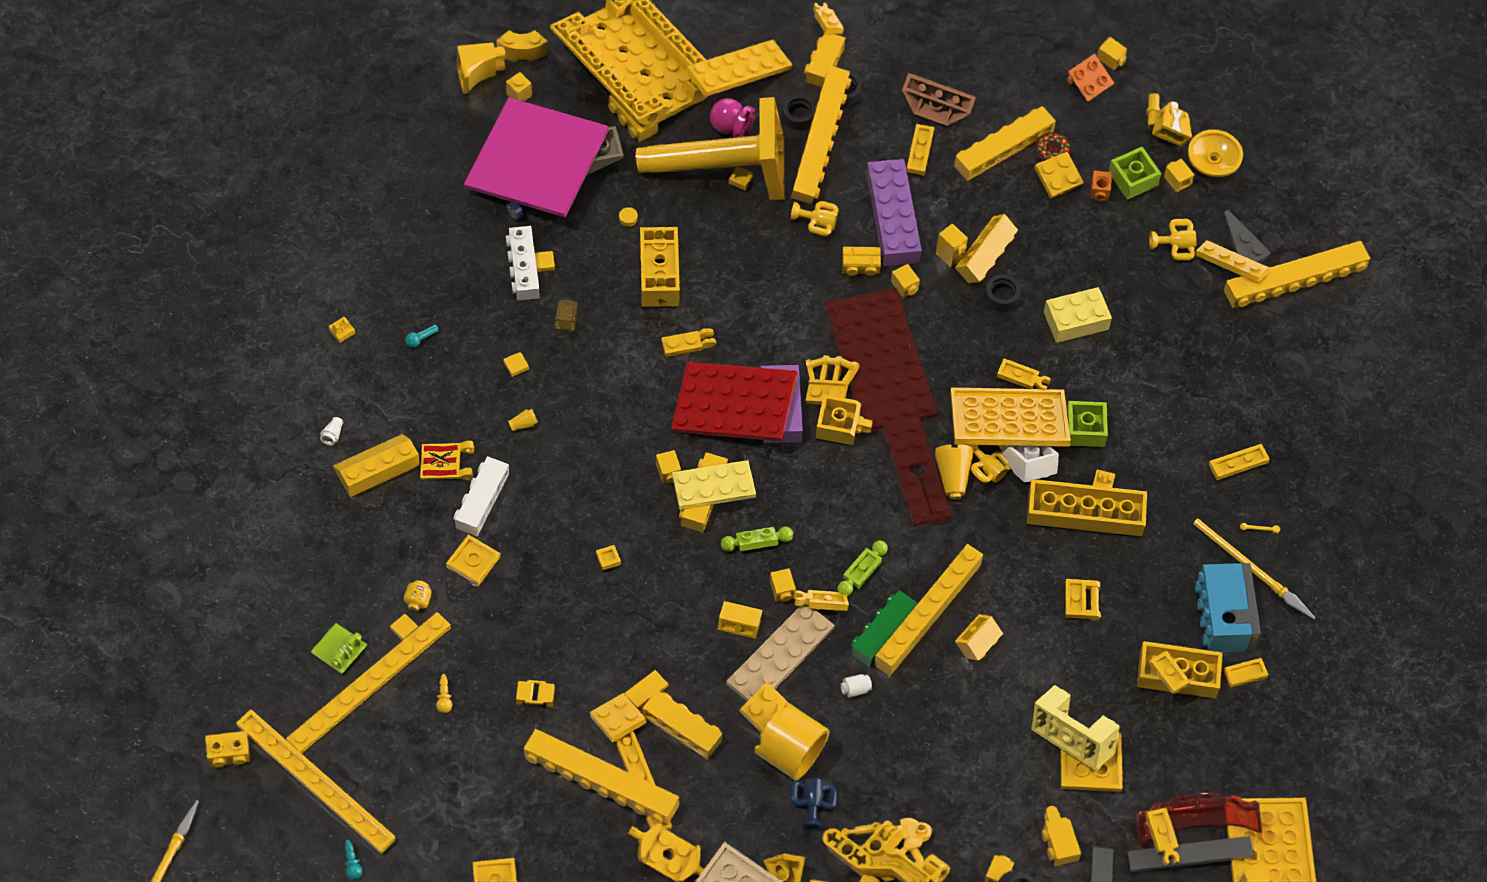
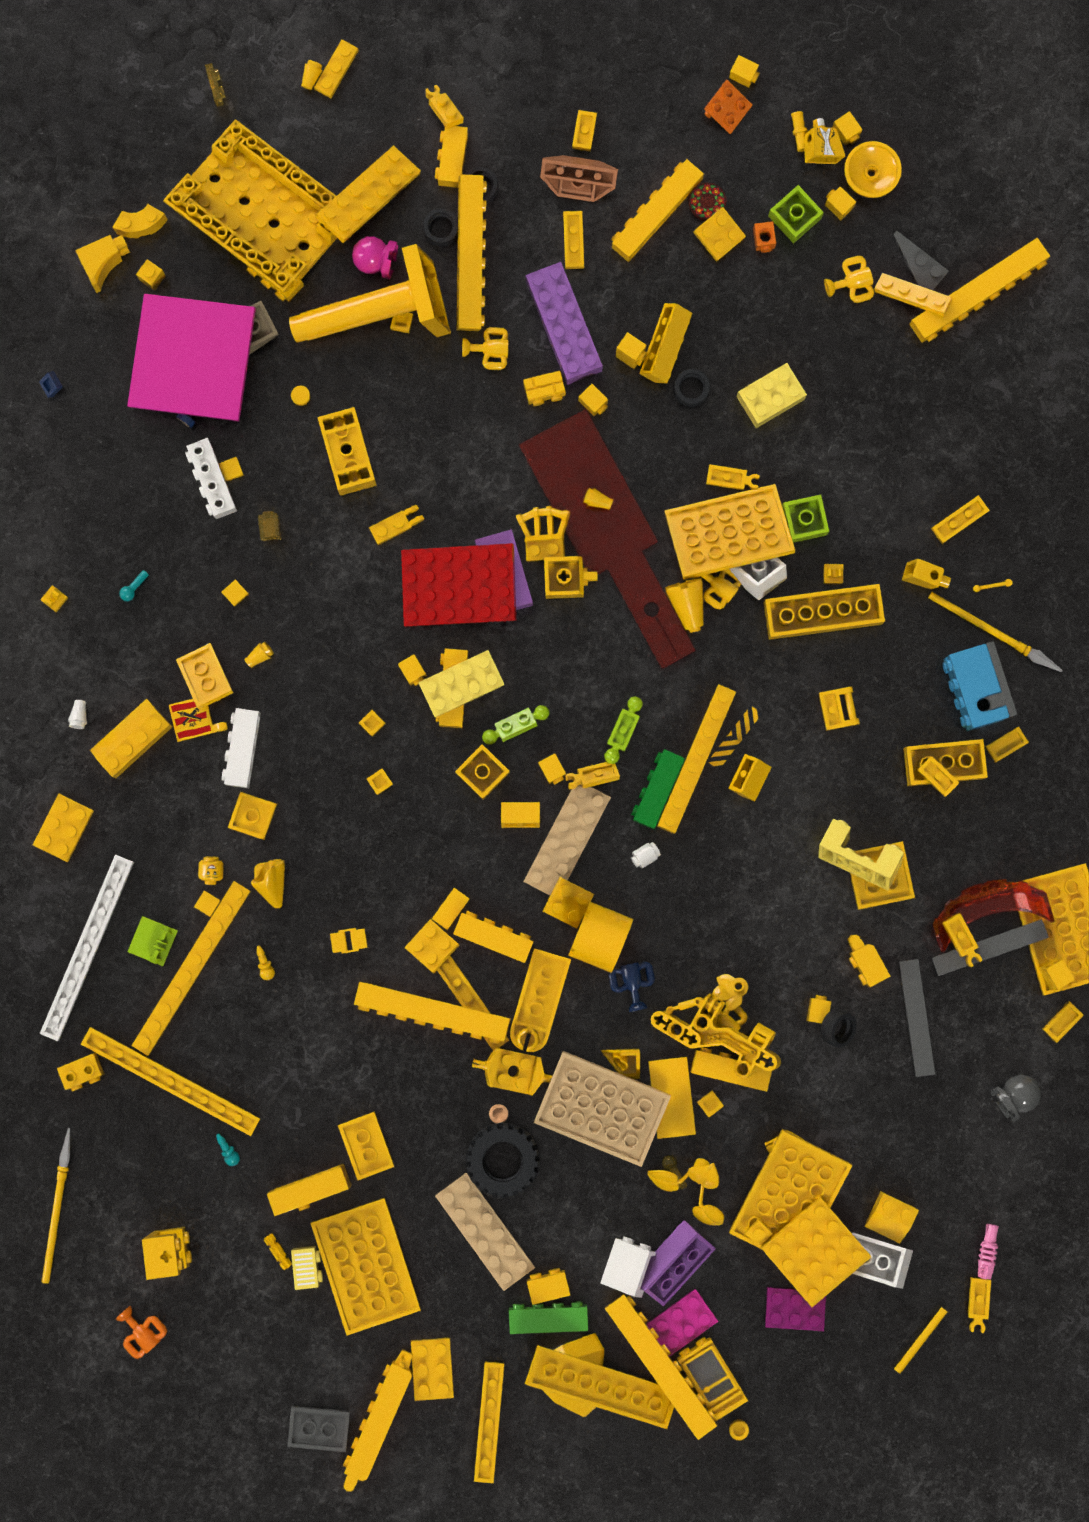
camera: 10 degrees left, 25 degrees up
(271, 638) = (86, 948): none -> white plate
(284, 526) = (63, 827): none -> yellow plate
(397, 153) = (50, 384): none -> dark blue plate
(465, 424) = (204, 676): none -> yellow plate
(473, 620) = (270, 881): none -> yellow hat
(615, 506) = (372, 723): none -> yellow tile
(712, 569) = (482, 772): none -> yellow brick
(712, 794) = (539, 1000): none -> yellow plate
(888, 359) = (597, 499): none -> yellow cone
(952, 67) = (584, 130): none -> yellow plate
(972, 603) = (734, 737): none -> sticker
(1194, 498) = (925, 574): none -> yellow torso
(1199, 118) = (847, 128): none -> yellow brick

